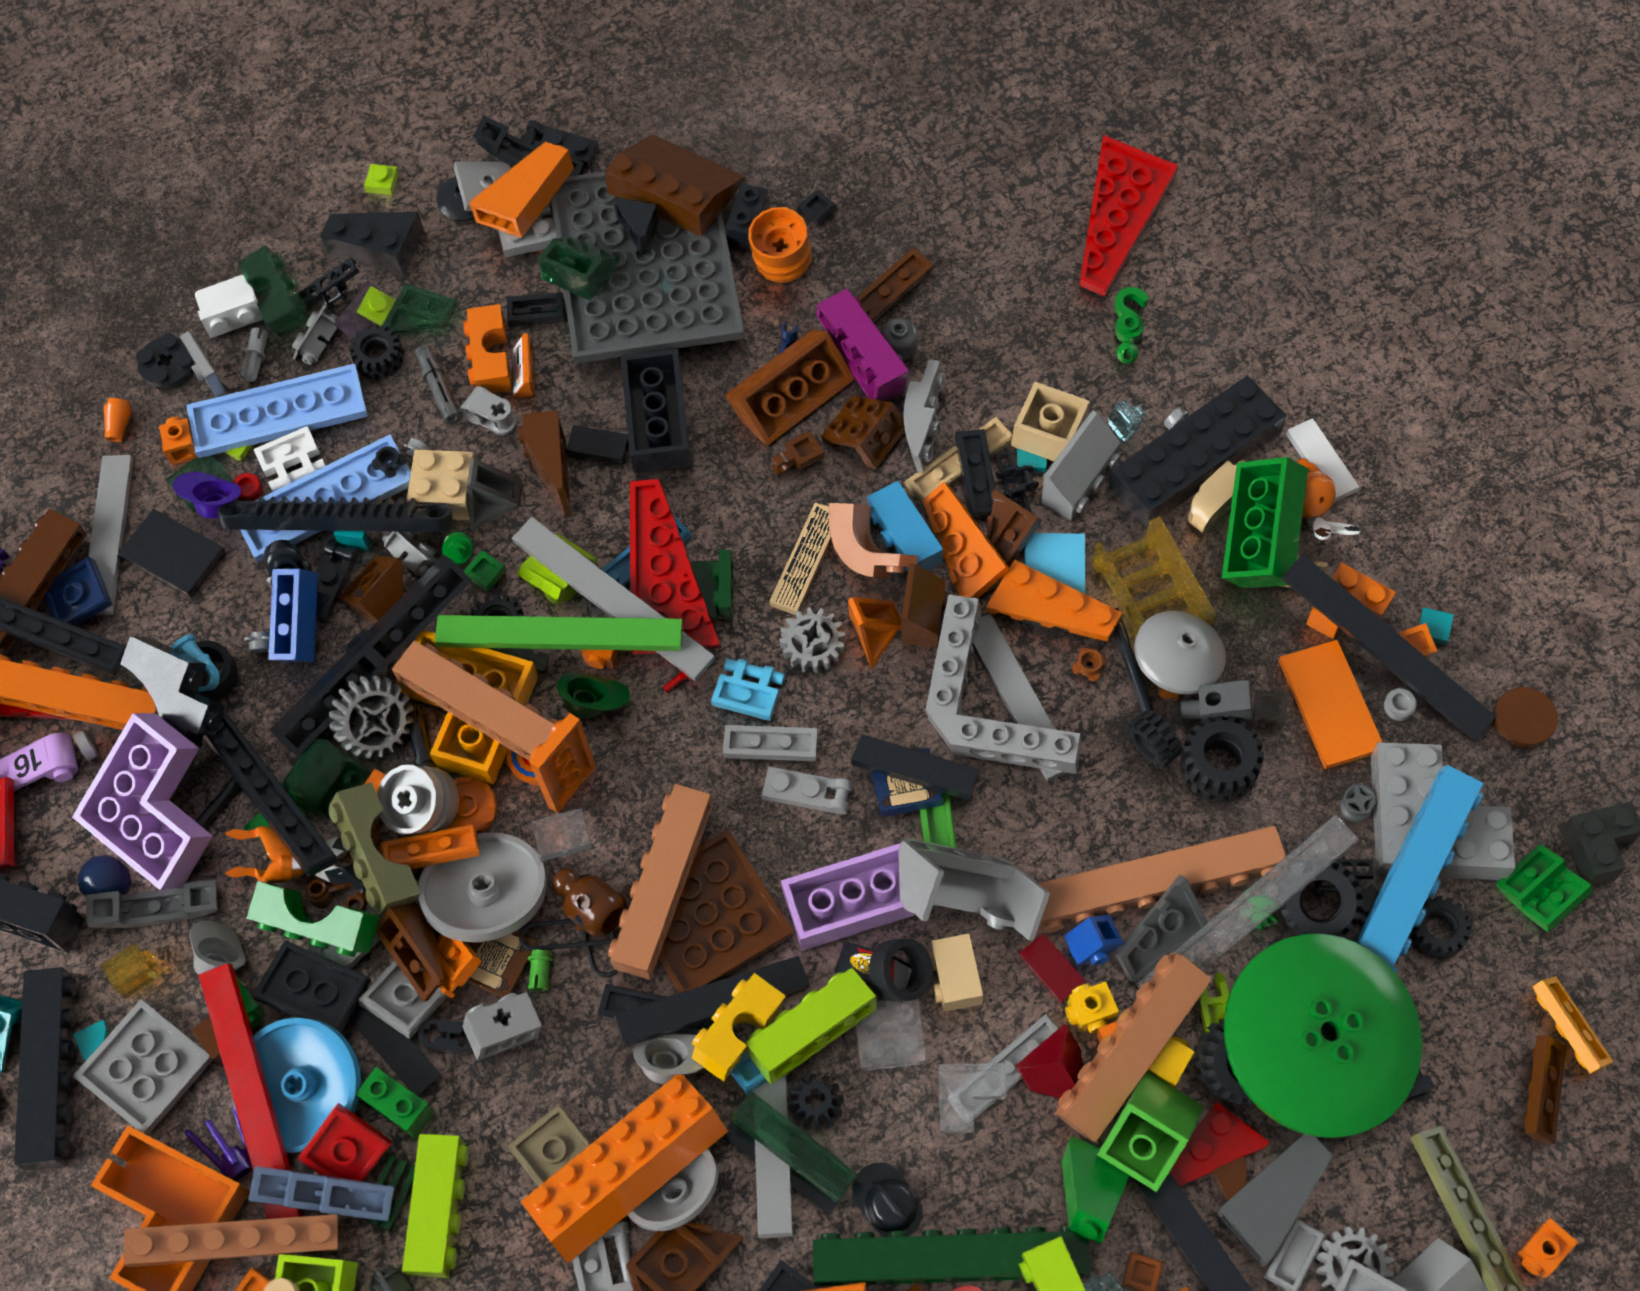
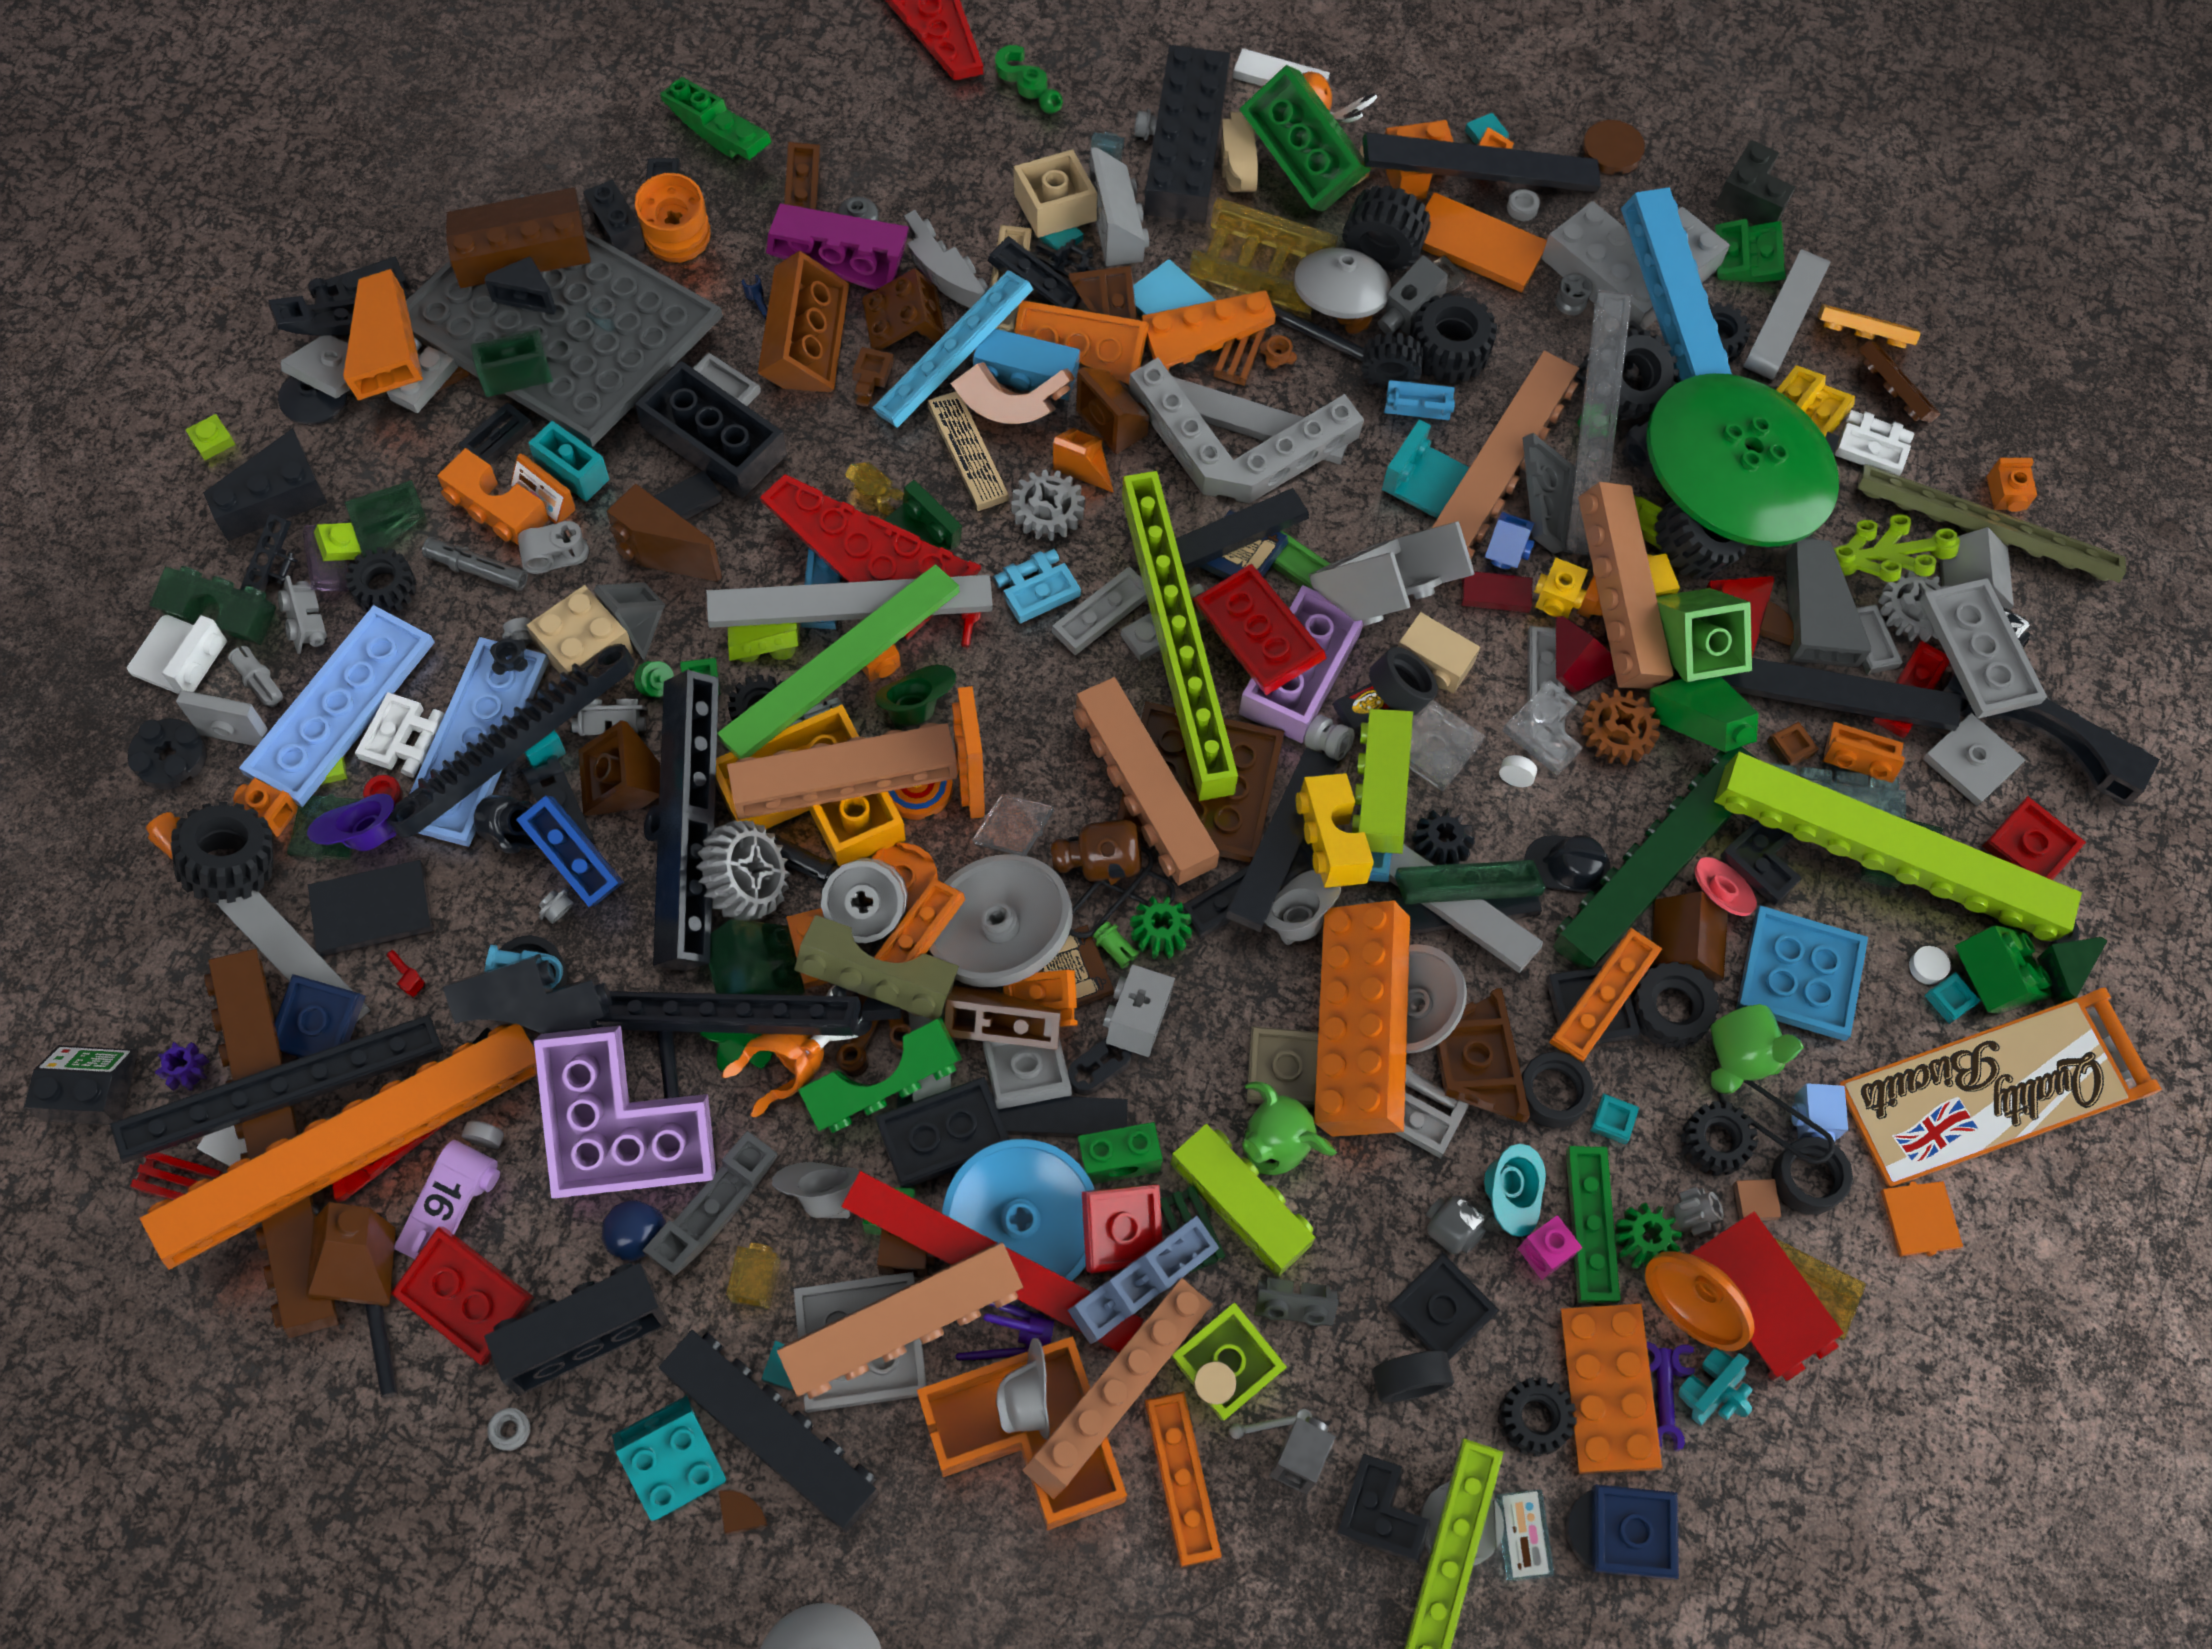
camera: 55 degrees left, 0 degrees up
(129, 430) = (222, 829): none -> black tyre
(148, 617) = (410, 982): none -> red hand
(163, 1075) = (898, 1319): none -> nougat brick
(168, 1190) = (1023, 1395): none -> light grey piece
(495, 1186) = (1281, 1132): none -> bright green piece
(551, 362) = (569, 460): none -> teal brick
(566, 979) = (1158, 915): none -> green gear
(704, 384) = (728, 378): none -> light grey tile
(719, 528) = (871, 481): none -> clear yellow plate
(784, 803) = (1179, 637): none -> lime brick
(817, 963) = (1331, 738): none -> light grey wheel
(840, 846) = (1259, 629): none -> red tile
(862, 479) = (952, 348): none -> medium azure tile
(884, 194) = (712, 121): none -> green slope
(919, 1104) = (1518, 771): none -> white tile
(1037, 1147) = (1620, 727): none -> dark orange gear
(1055, 633) = (1230, 375): none -> dark orange tile
(1091, 836) = (1422, 473): none -> teal bracket
(1149, 783) = (1419, 400): none -> dark azure hinge
(1255, 638) = (1387, 227): none -> black tyre
(1380, 1205) = (1853, 558): none -> lime plant
(1454, 1044) = (1820, 402): none -> yellow slope
(1463, 1123) = (1874, 442): none -> white plate
(1513, 959) = (1786, 314): none -> light grey beam

